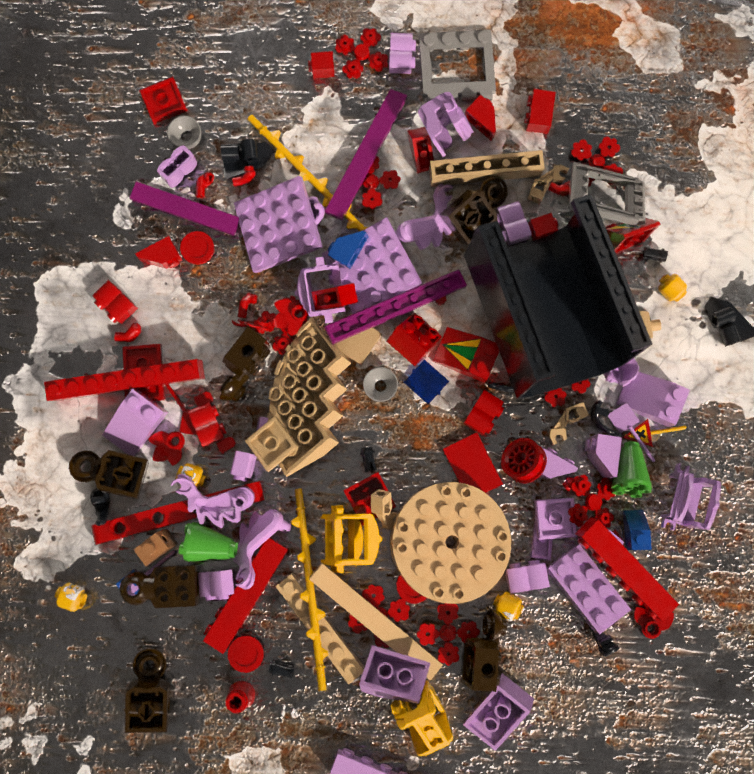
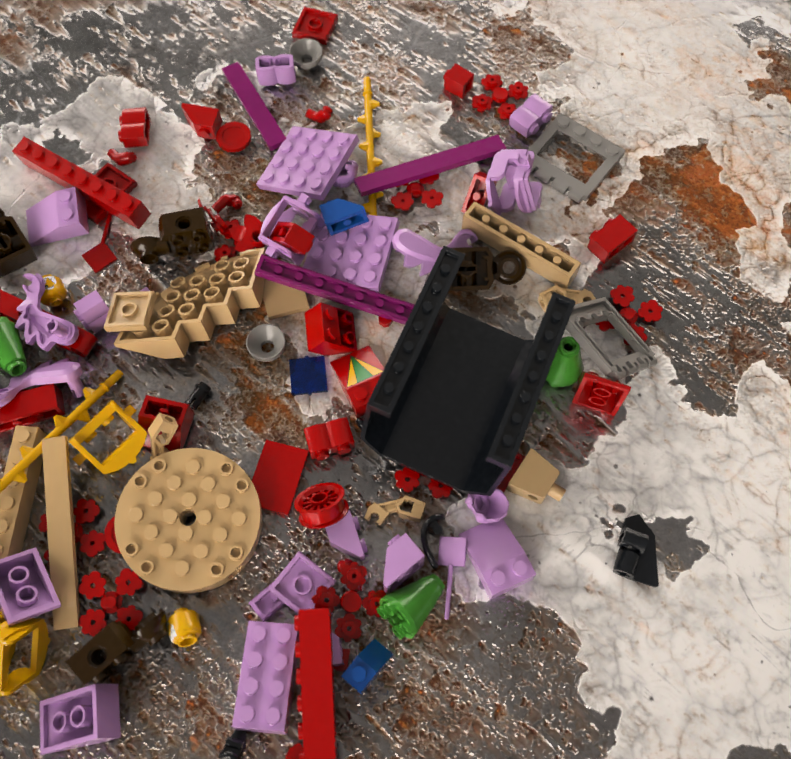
camera: 45 degrees right, 15 degrees down
(165, 448) = (60, 259): red plate -> none
(202, 183) = (284, 97): red arm -> none
(203, 398) = (122, 245): red piece -> none
(206, 424) = (103, 263): red brick -> none
(226, 444) = (105, 292): red piece -> none
(243, 154) = (340, 100): black panel -> none
(482, 116) = (556, 206): red slope -> none
(513, 223) = (503, 307): lavender brick -> none
(526, 577) = (225, 615): lavender brick -> none
(543, 226) = (526, 326): red brick -> none
(644, 432) = (461, 584): piece -> none
(655, 254) = (614, 432): black pin -> none
(672, 287) = (605, 472): yellow head -> none
(687, 499) = (443, 685): lavender animal -> none

